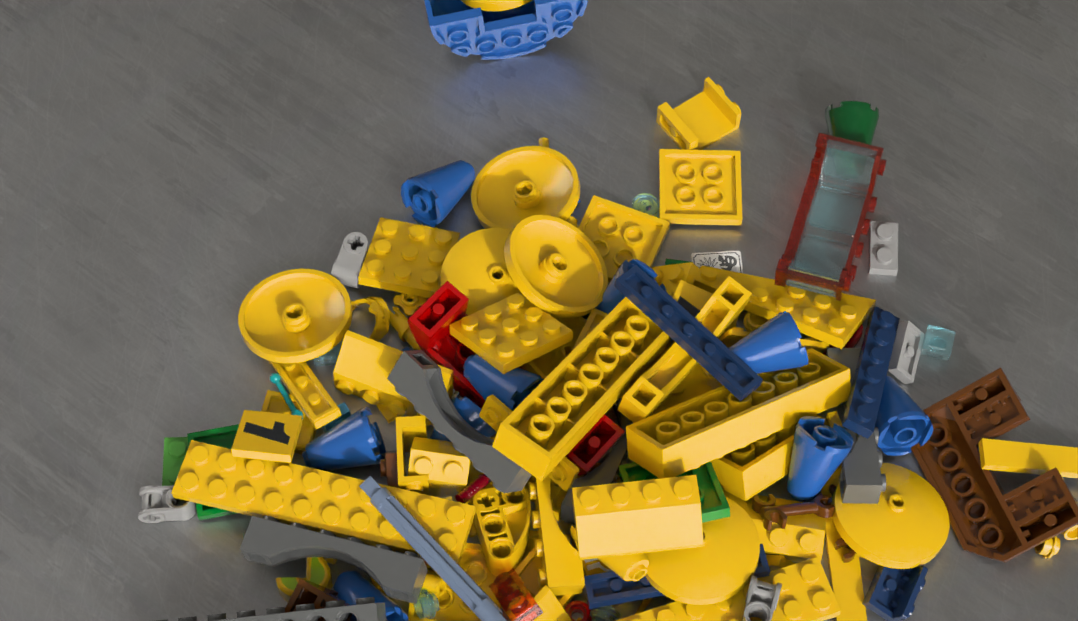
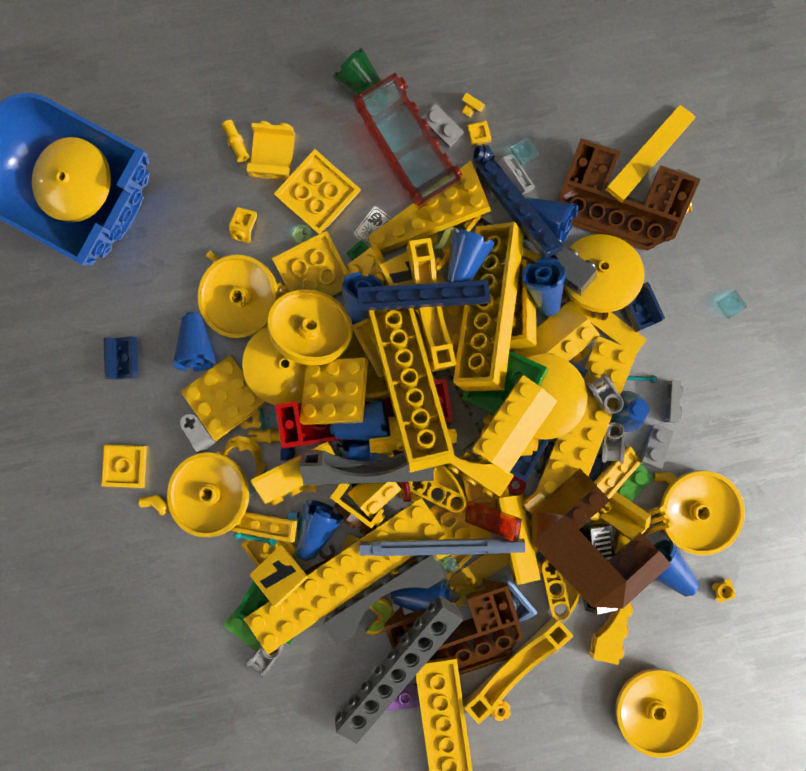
camera: 50 degrees left, 25 degrees up
(244, 279) = (156, 502): none -> yellow arm
(256, 226) = (124, 466): none -> yellow tile
(365, 140) = (120, 358): none -> dark blue bracket
(601, 145) = (242, 224): none -> yellow bracket
(677, 80) = (235, 141): none -> yellow pin
(779, 513) = (556, 336): reddish brown bar -> none
(896, 305) = (483, 153): none -> dark blue plate
(911, 287) = (478, 133): none -> yellow tile
(931, 256) = (472, 104): none -> yellow tile

